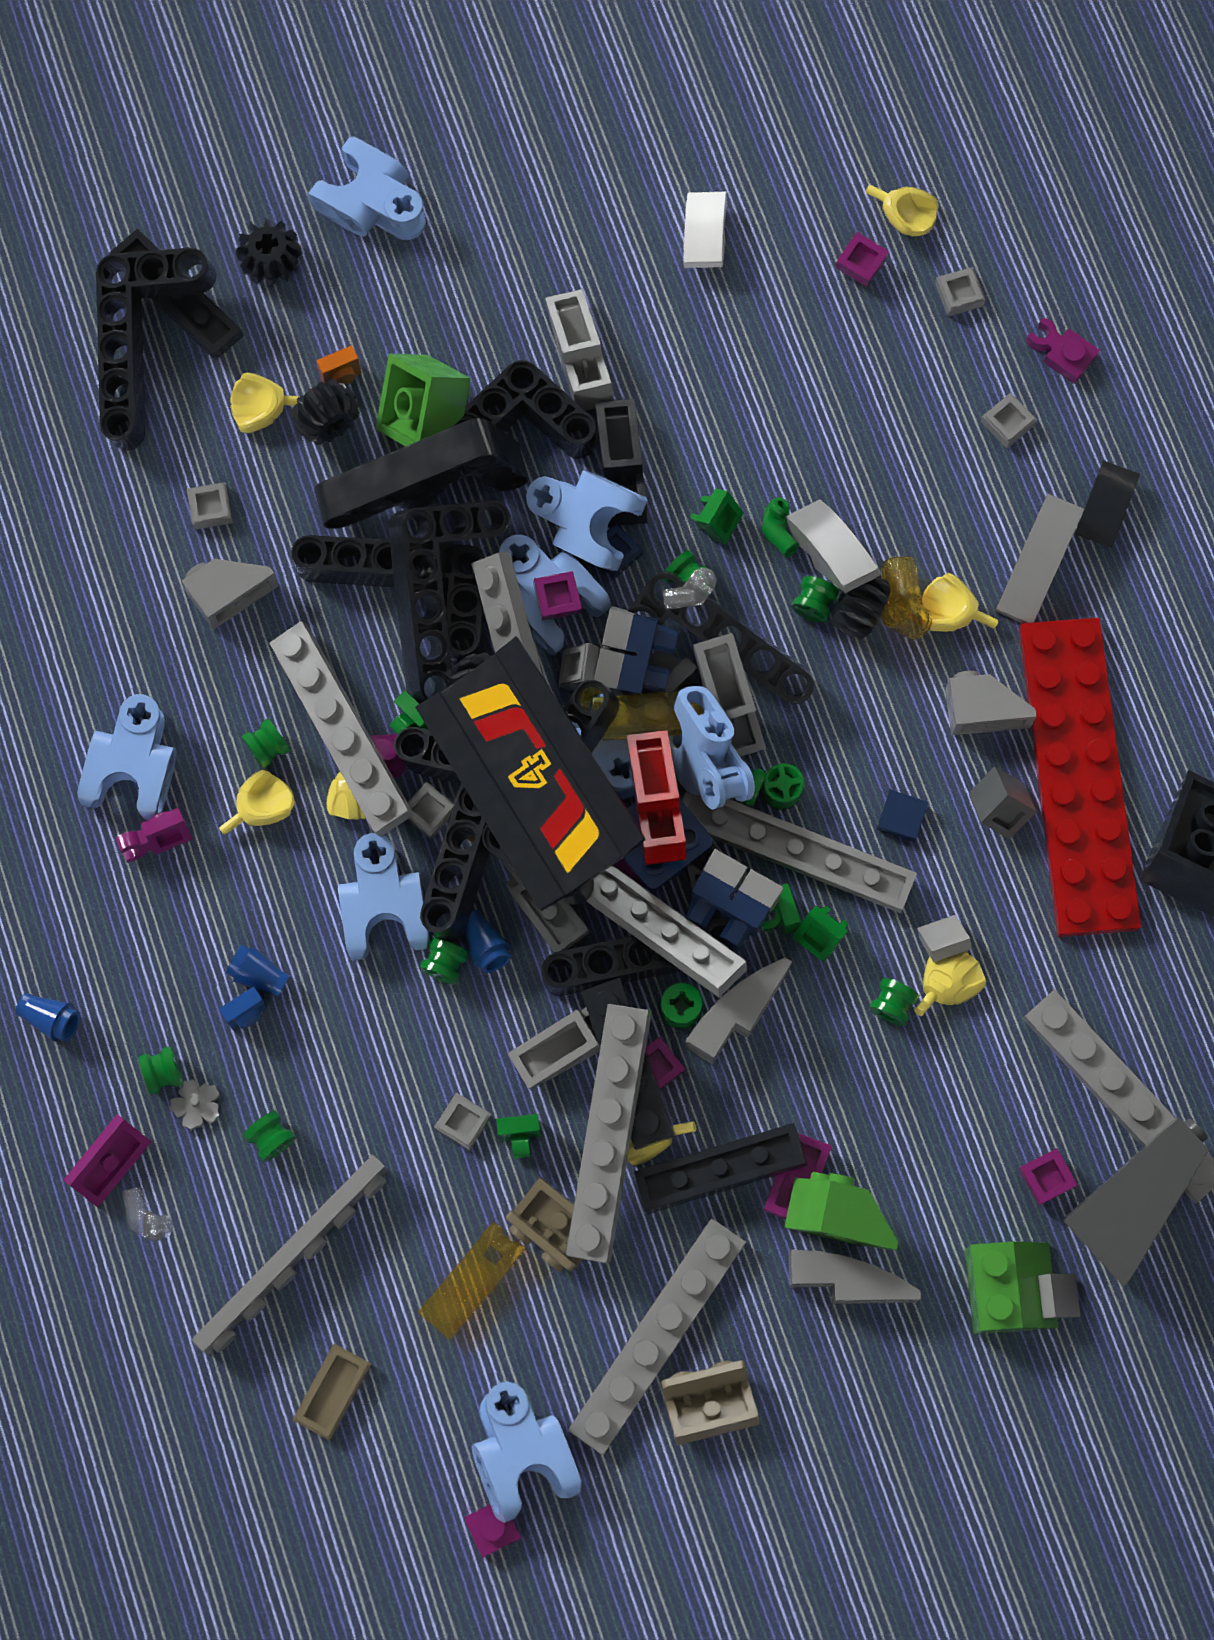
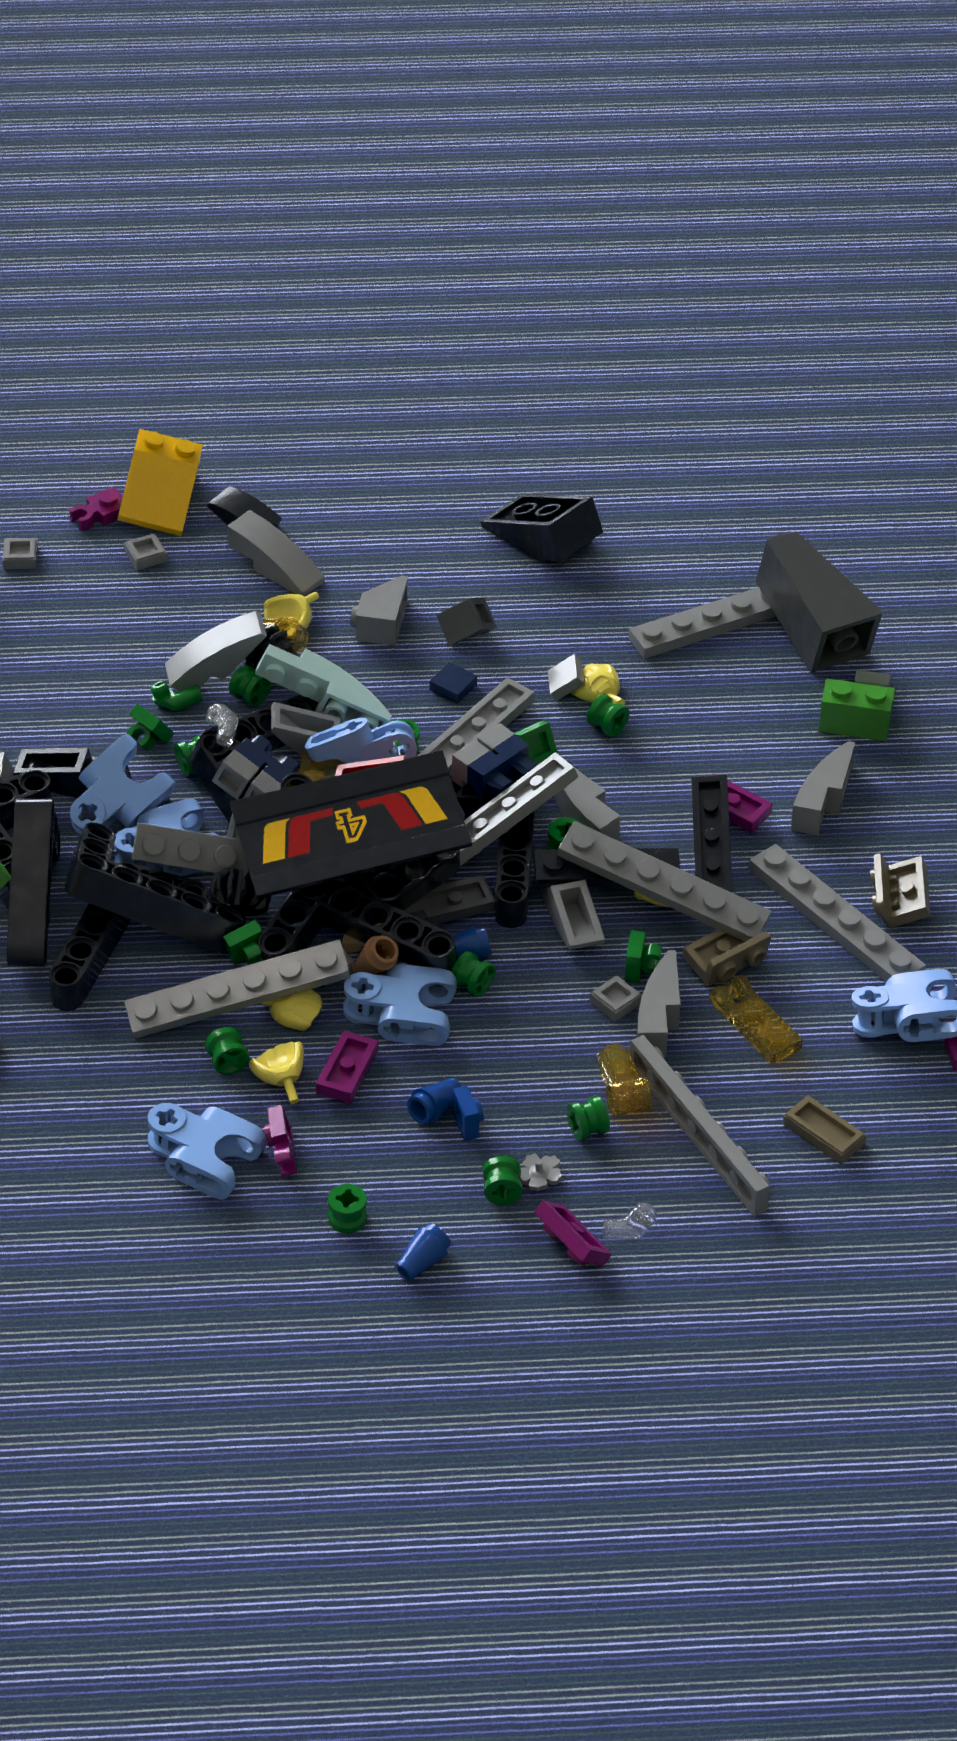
camera: 75 degrees left, 30 degrees down
(90, 934) = (354, 1215): none -> green wheel
(226, 588) = (68, 1050): light grey slope -> none
(279, 869) = (347, 1066): none -> magenta plate
(322, 1165) = (624, 1087): none -> clear yellow piece
(419, 855) = (377, 956): none -> medium nougat cone
(450, 1170) = (660, 1003): none -> light grey slope
(557, 595) = (184, 815): magenta plate -> none
(791, 698) = (324, 682): none -> light aqua slope
(838, 1211) = (773, 763): bright green slope -> none
(1047, 1177) = (777, 665): magenta plate -> none
(1079, 778) = (451, 578): red plate -> none
(1111, 398) = (160, 482): none -> yellow slope

